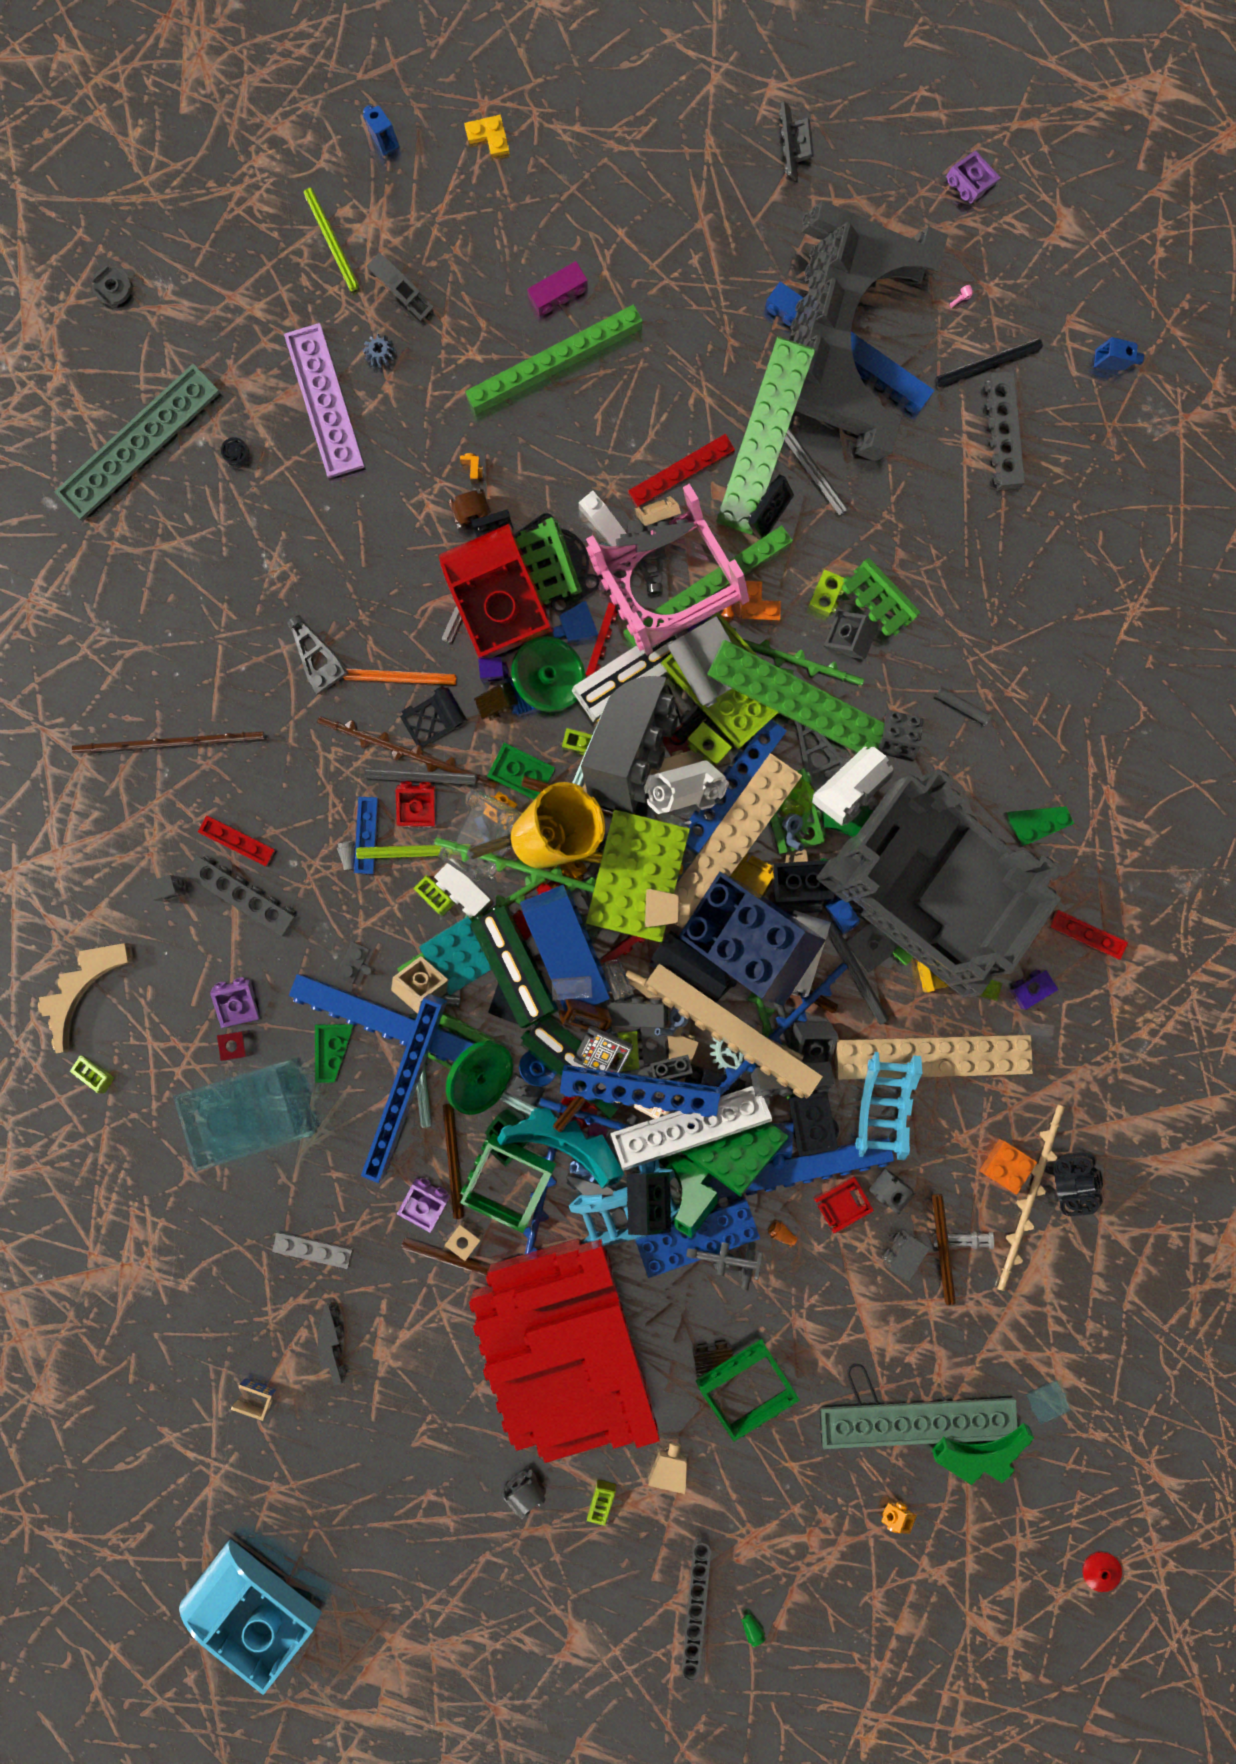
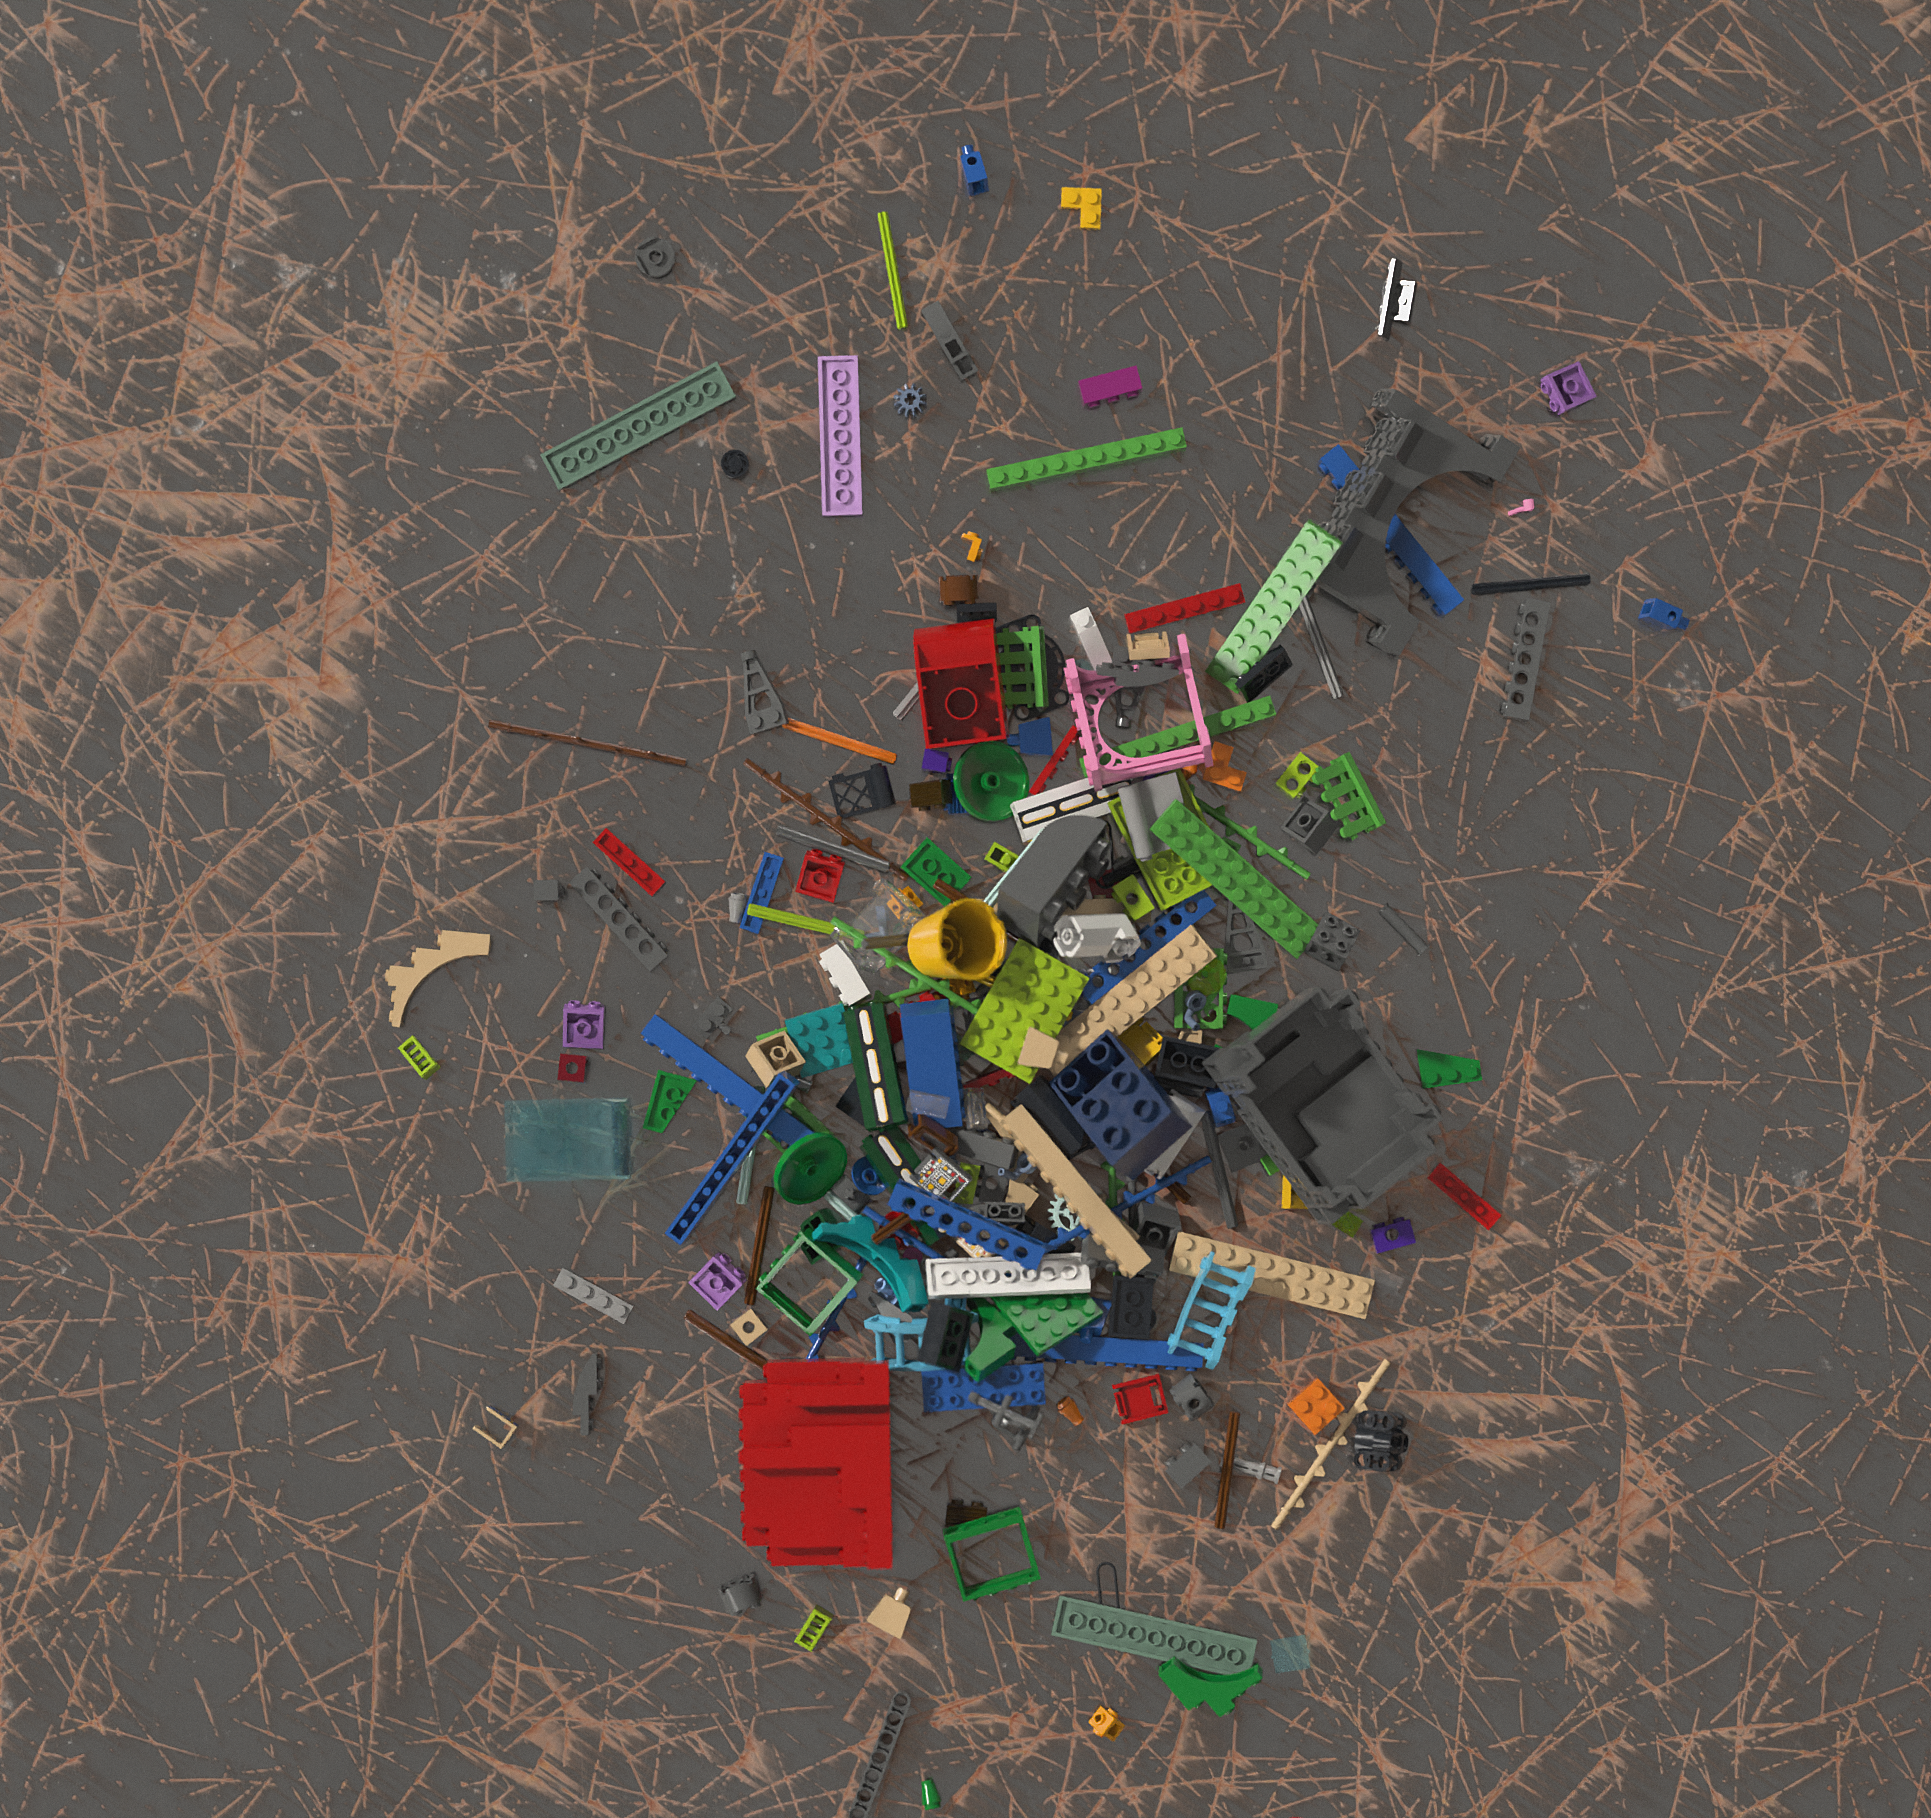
camera: 15 degrees right, 0 degrees up
(247, 1616) = (435, 1634): medium azure brick -> none
(445, 907) = (821, 987): lime slope -> none
(853, 785) = (1266, 980): white brick -> none

